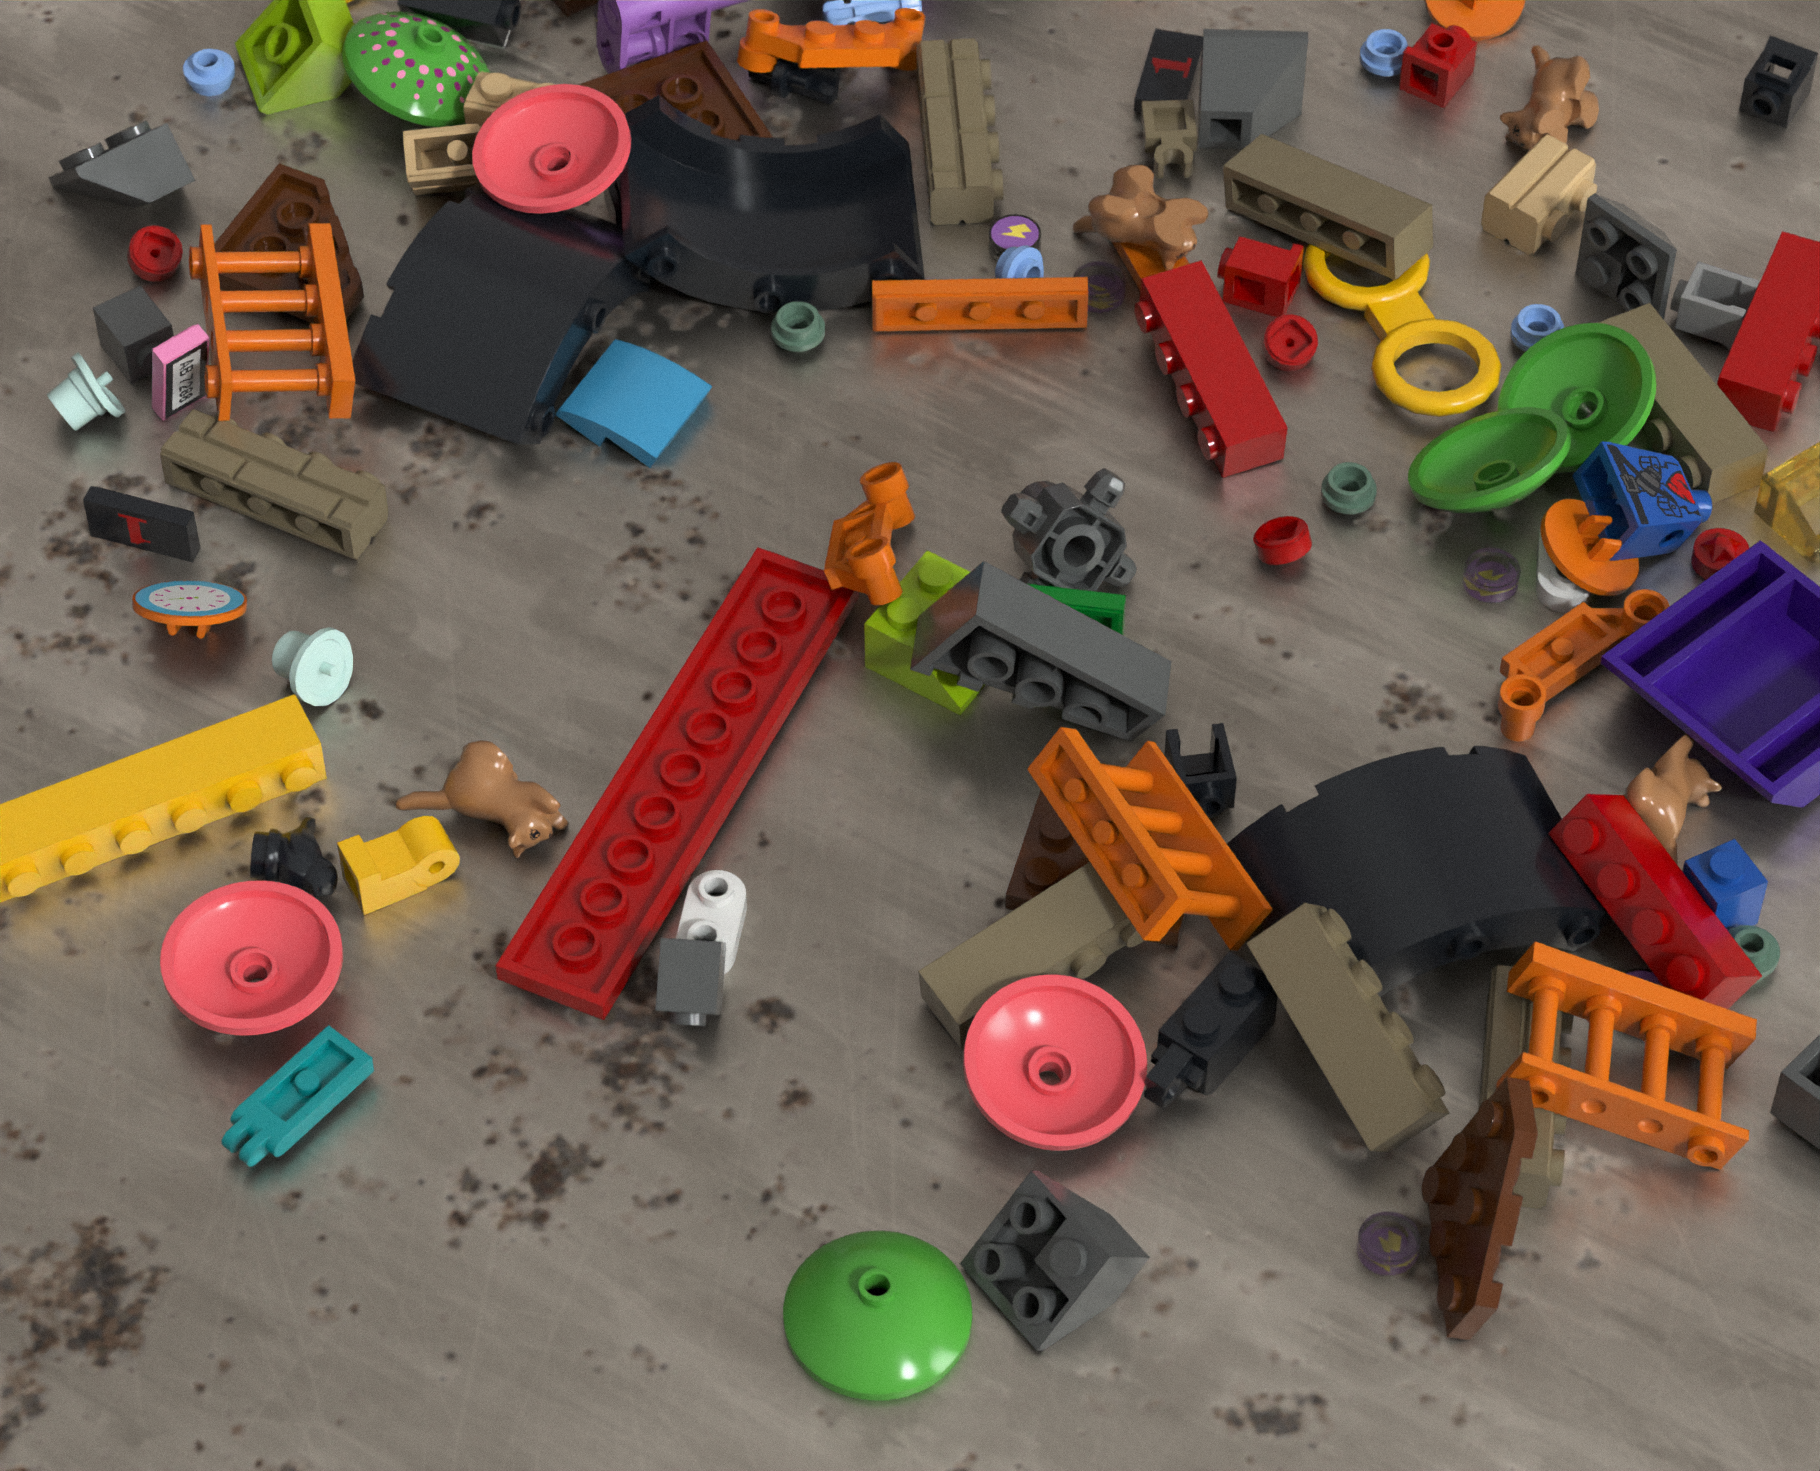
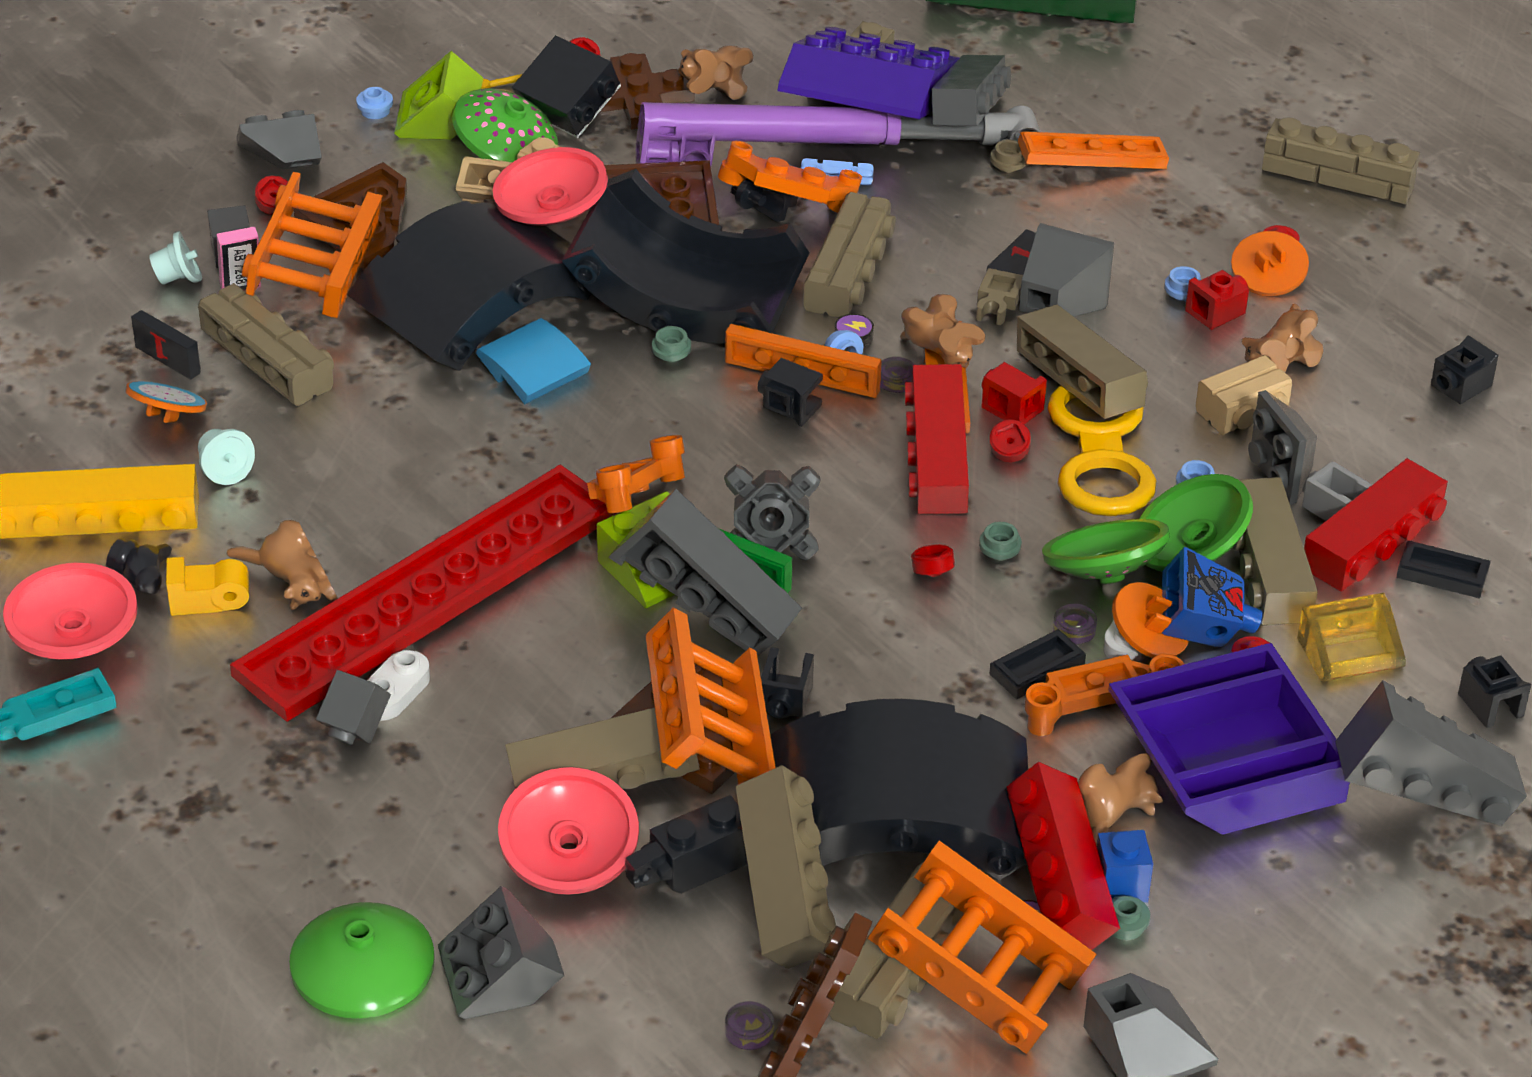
camera: 20 degrees right, 10 degrees down
(987, 351) = (788, 389): none -> black window
(1475, 644) = (1032, 662): none -> black tile

